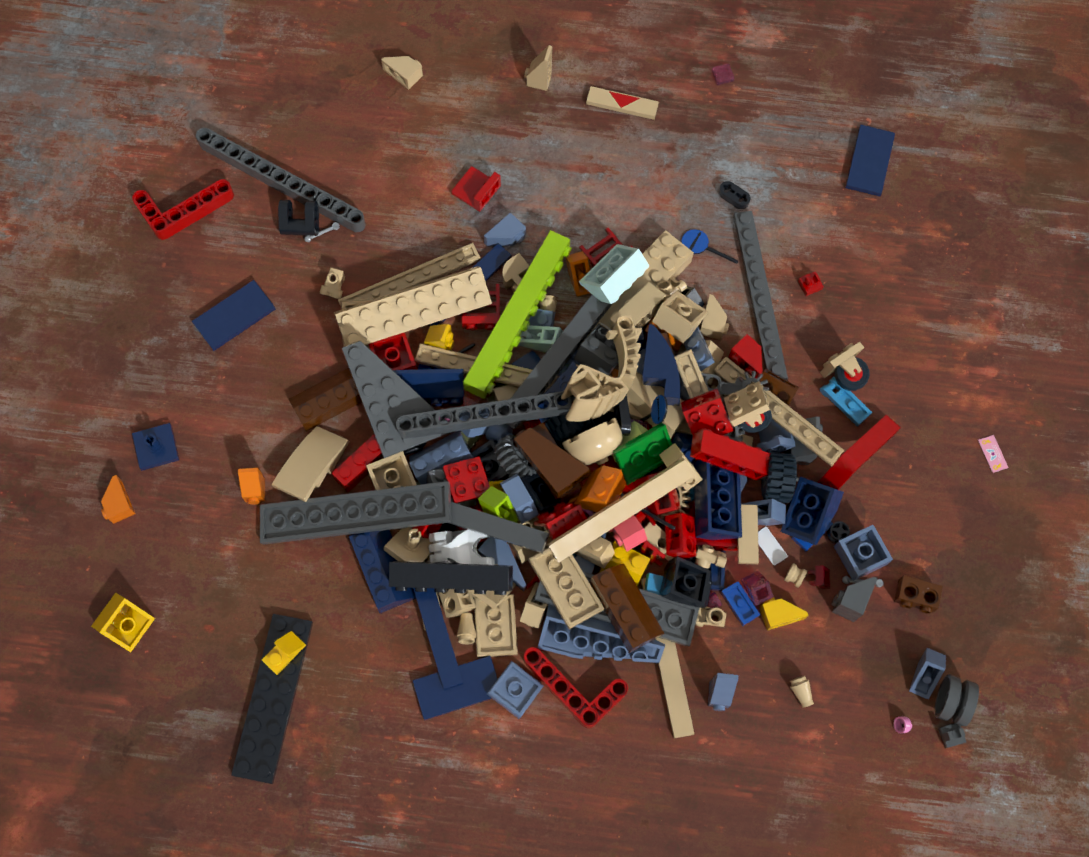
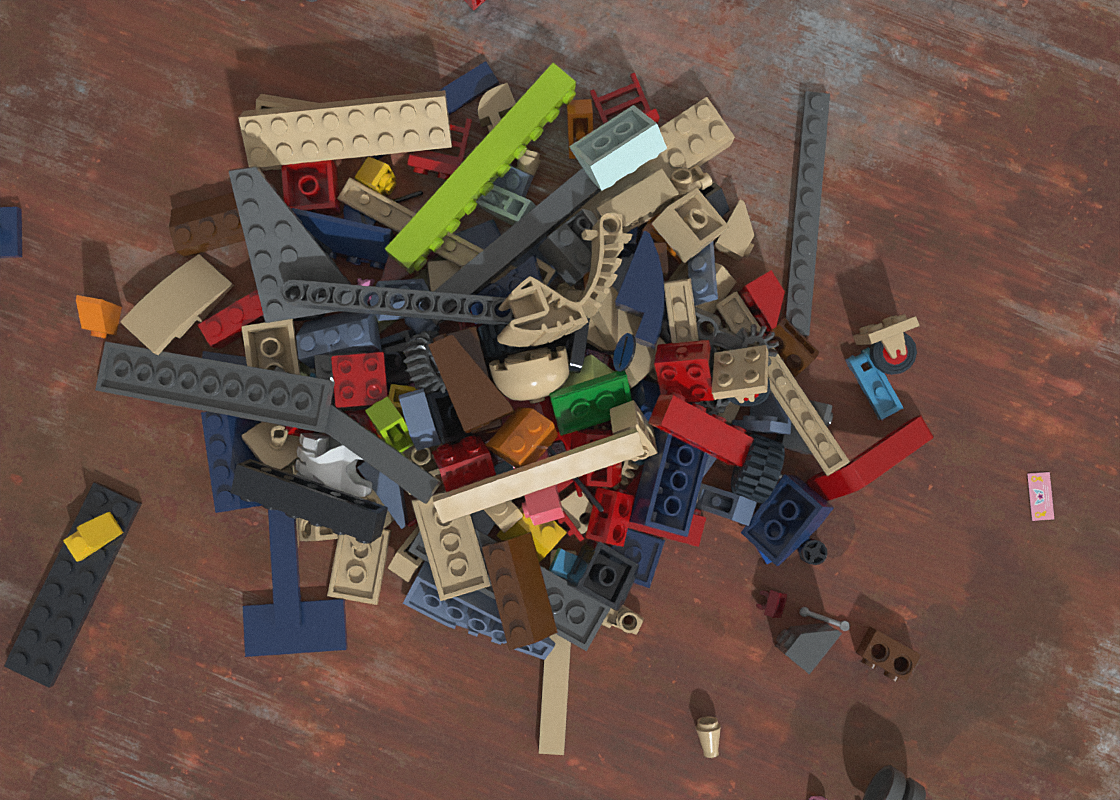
camera: 15 degrees right, 15 degrees up
(233, 315) = (126, 80): dark blue tile -> none
(331, 287) = (259, 67): tan plate -> none
(420, 274) = (372, 81): tan tile -> none
(466, 631) = (322, 559): tan cone -> none
(506, 232) = (499, 48): sand blue slope -> none
(515, 690) = (362, 648): sand blue tile -> none
(572, 692) = (429, 668): red beam -> none
(698, 242) = (745, 119): blue piece -> none
(706, 555) = (640, 544): tan plate -> none
(714, 601) = (633, 599): clear pink hinge -> none
(722, 691) = (609, 717): sand blue slope -> none
(734, 195) = (815, 64): black beam -> none
(740, 603) = (664, 610): blue plate -> none
(748, 544) = (693, 548): tan tile -> none
(757, 588) = (690, 599): clear pink brick -> none
(771, 546) = (723, 545): white sticker -> none
(780, 613) = (708, 636): yellow slope -> none
(795, 575) = (743, 593): tan wheel -> none
(810, 283) = (877, 213): red tile -> none
(863, 552) = (835, 588): sand blue brick -> none
(870, 160) = (1009, 58): dark blue tile -> none
(928, 673) = (869, 753): sand blue slope -> none

